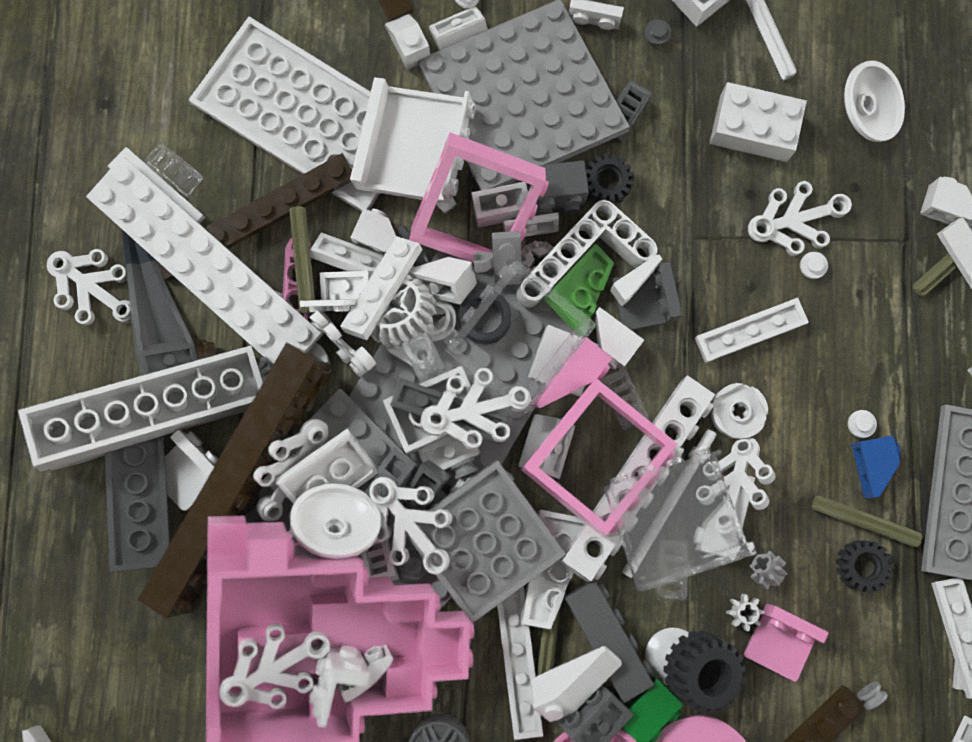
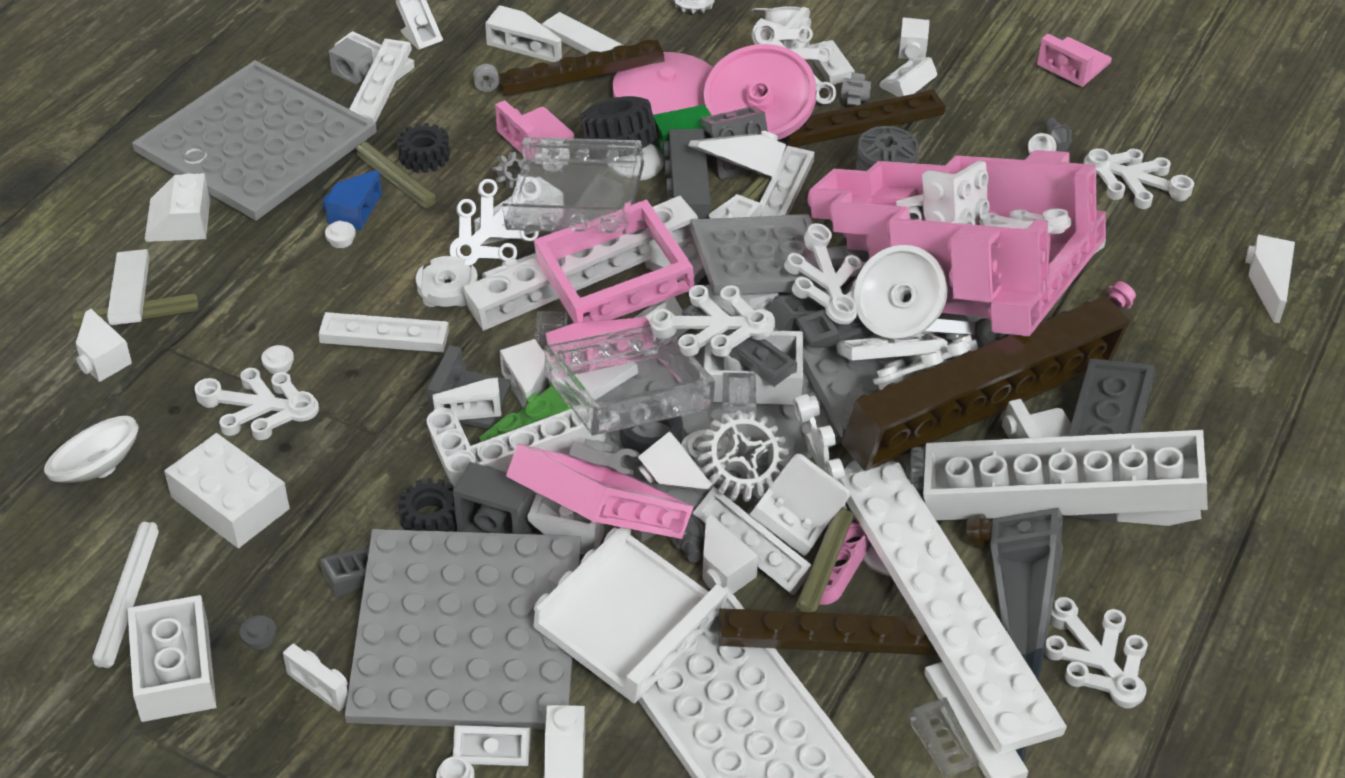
camera: 155 degrees left, 35 degrees down
(175, 681) = (1121, 295): none -> bright pink plate
(381, 288) = (748, 473): white plate -> none

